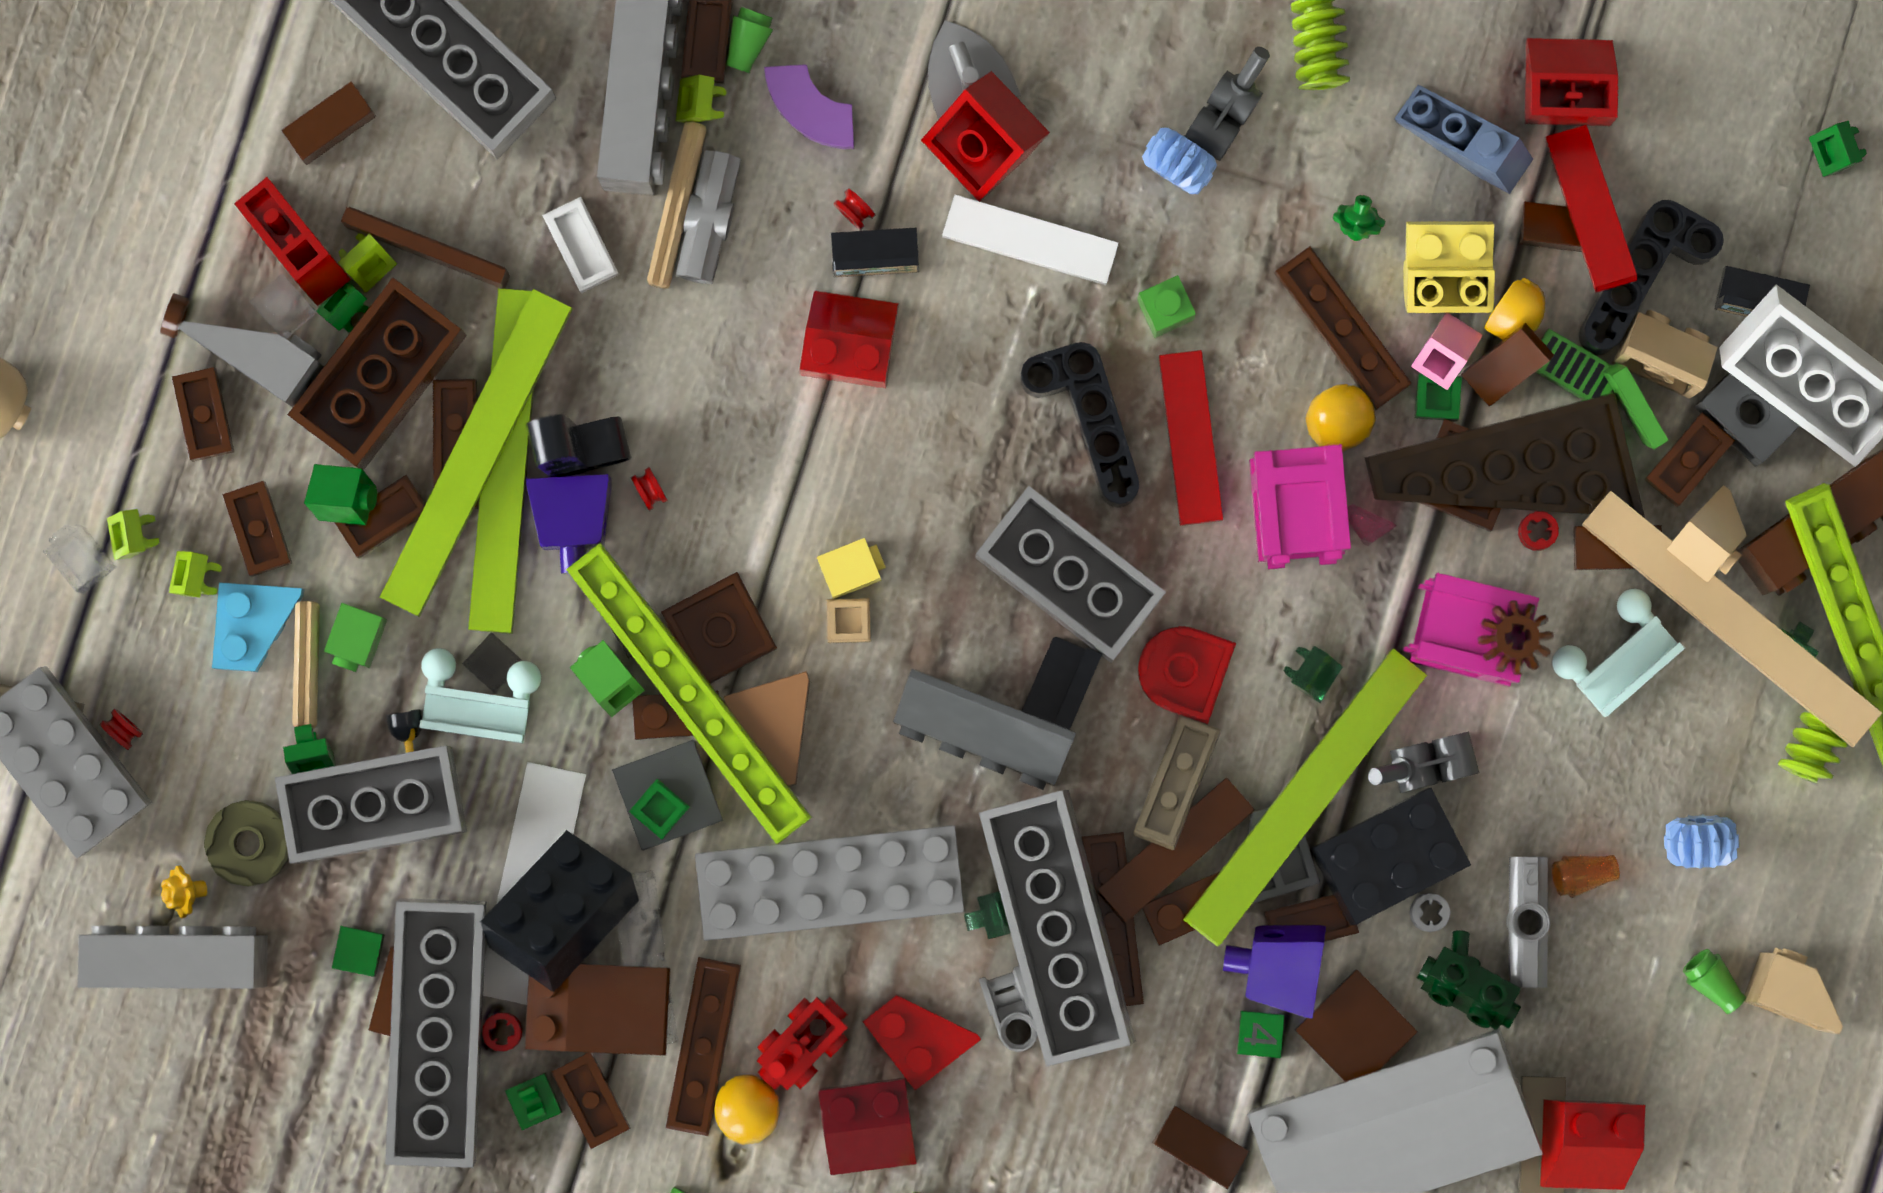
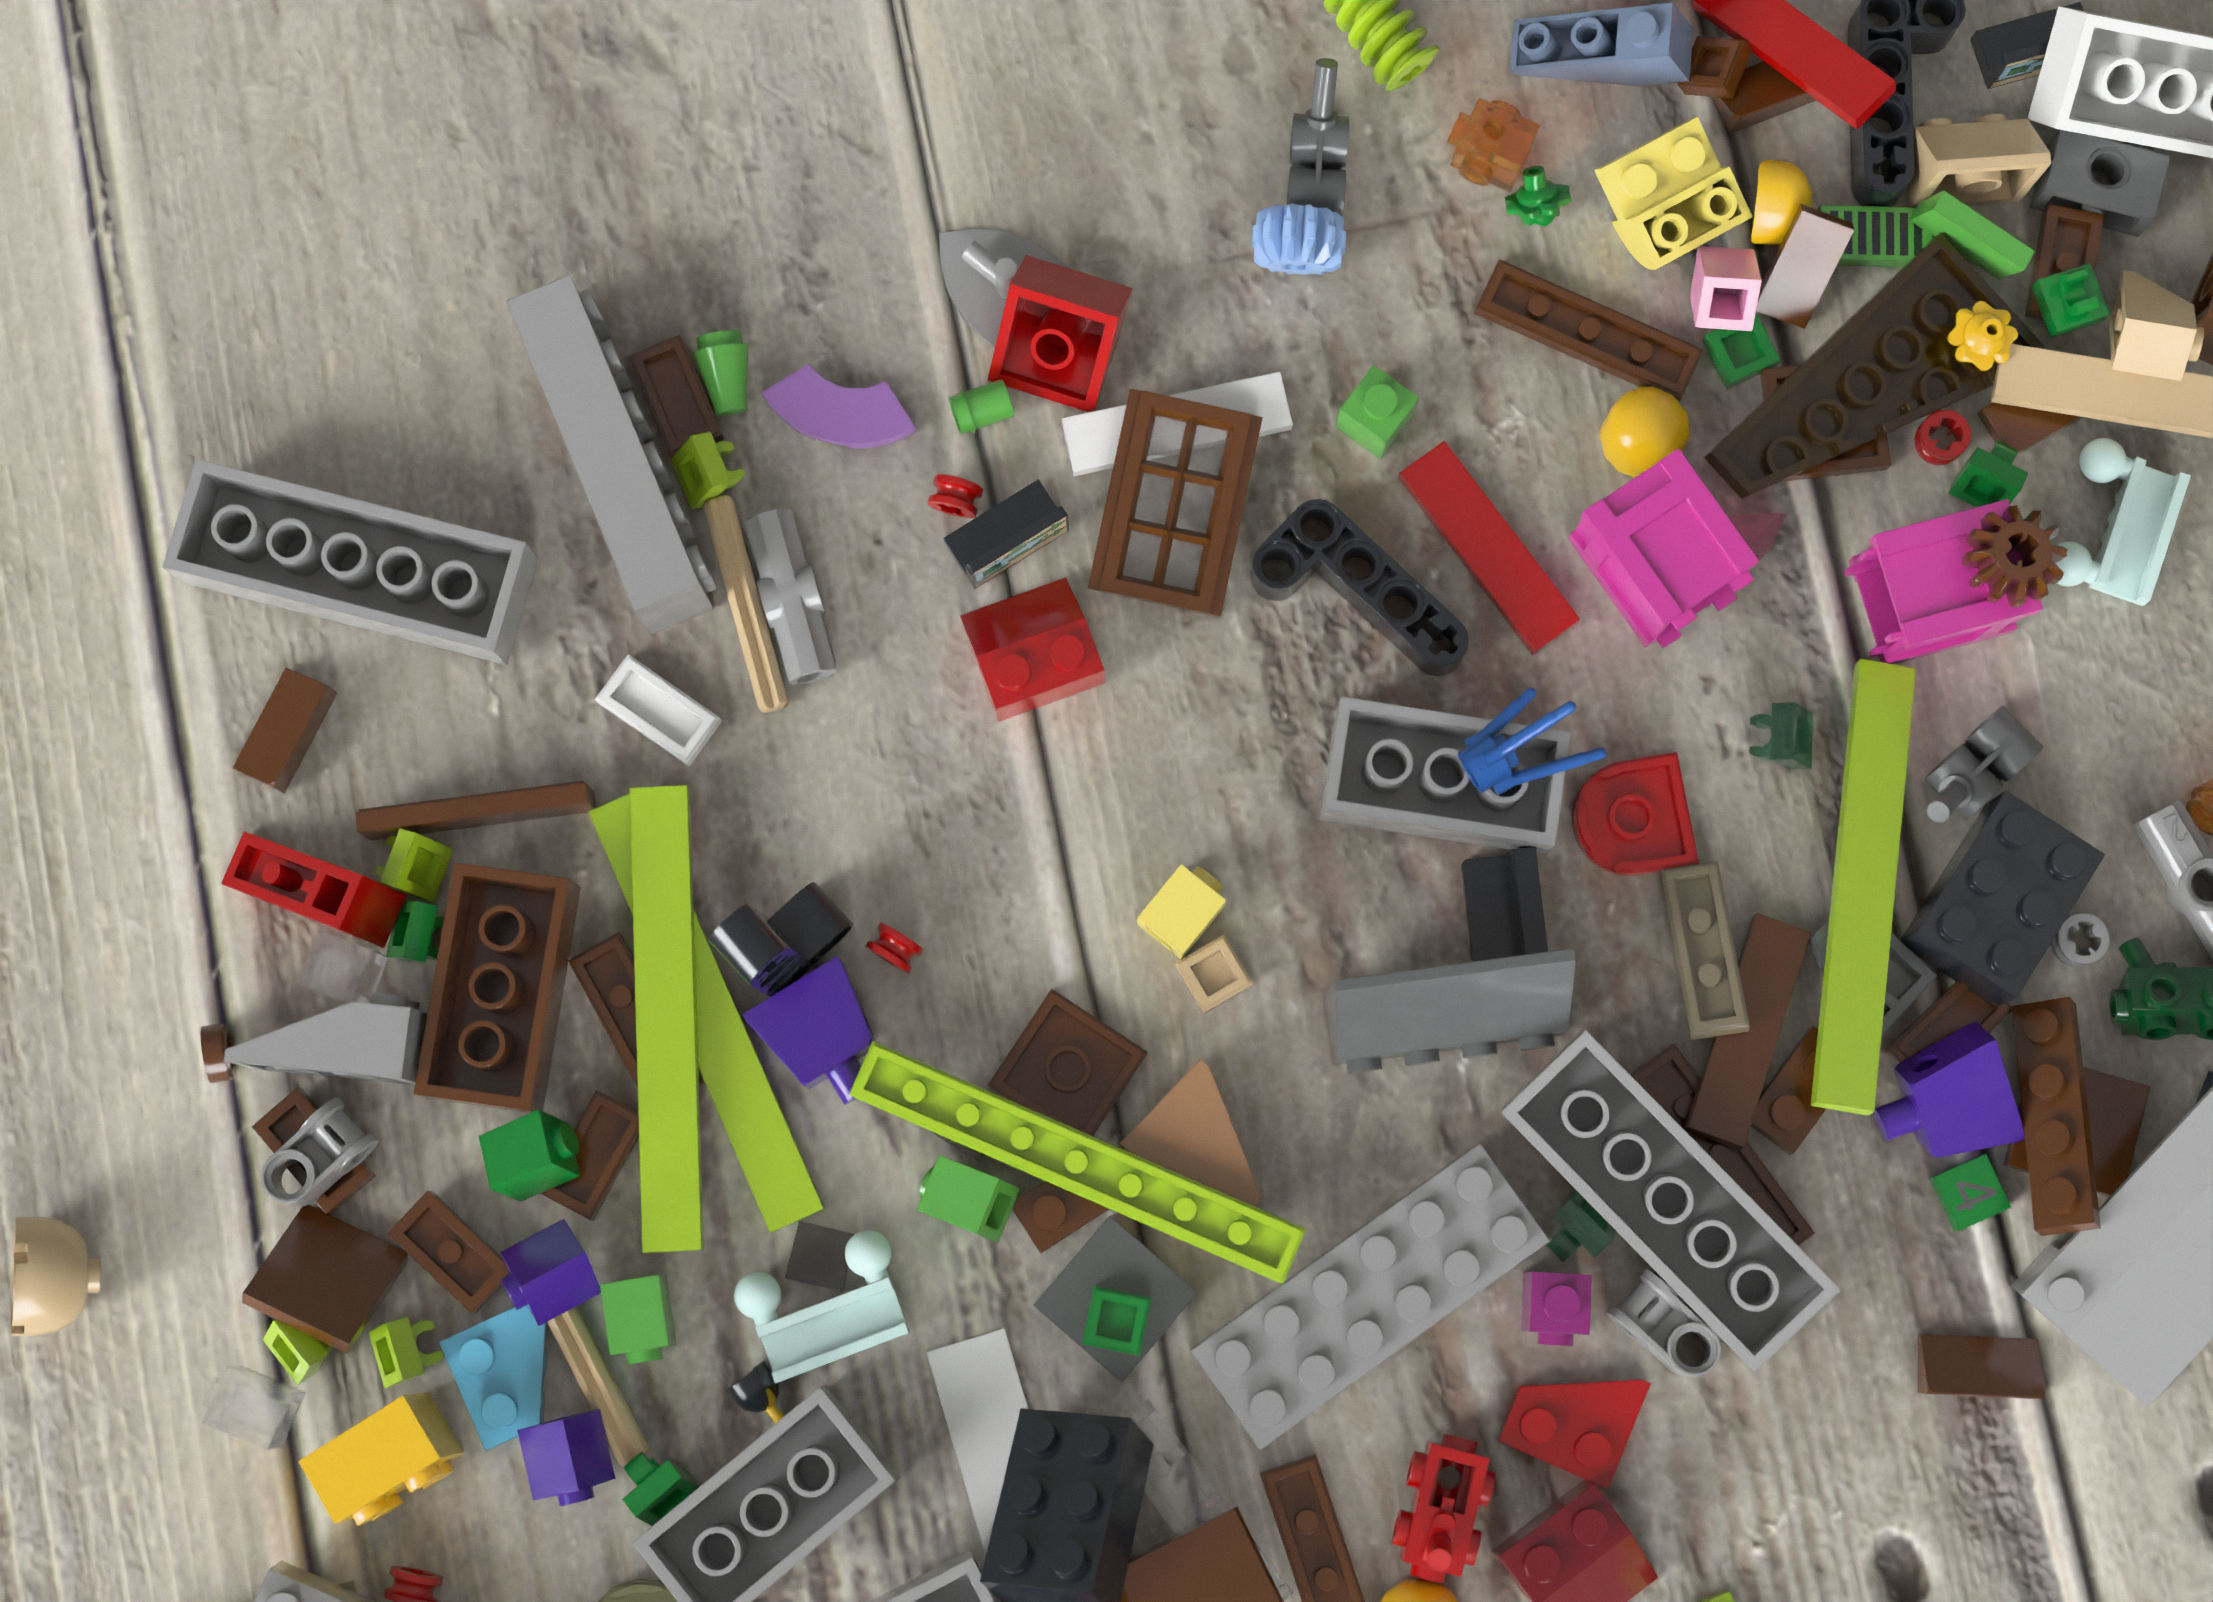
camera: 30 degrees left, 5 degrees down
(145, 637) = (380, 1457): none -> yellow brick
(168, 501) = (325, 1278): none -> reddish brown tile
(207, 419) = (320, 1153): none -> light grey piece
(262, 701) = (567, 1457): none -> dark purple brick
(312, 577) = (549, 1273): none -> dark purple brick
(905, 157) = (981, 406): none -> bright green piece
(947, 957) = (1556, 1306): none -> magenta brick
(997, 293) = (1175, 502): none -> reddish brown piece
(1100, 582) = (1491, 760): none -> blue plant
(1339, 1014) = (2055, 1117): none -> reddish brown plate
(1345, 180) = (1492, 144): none -> clear orange brick
(1533, 194) = (1716, 67): none -> reddish brown tile
(1550, 577) = (1989, 477): none -> green tile
(1597, 478) = (1982, 335): none -> yellow plant
(1674, 486) = (2070, 300): none -> green tile

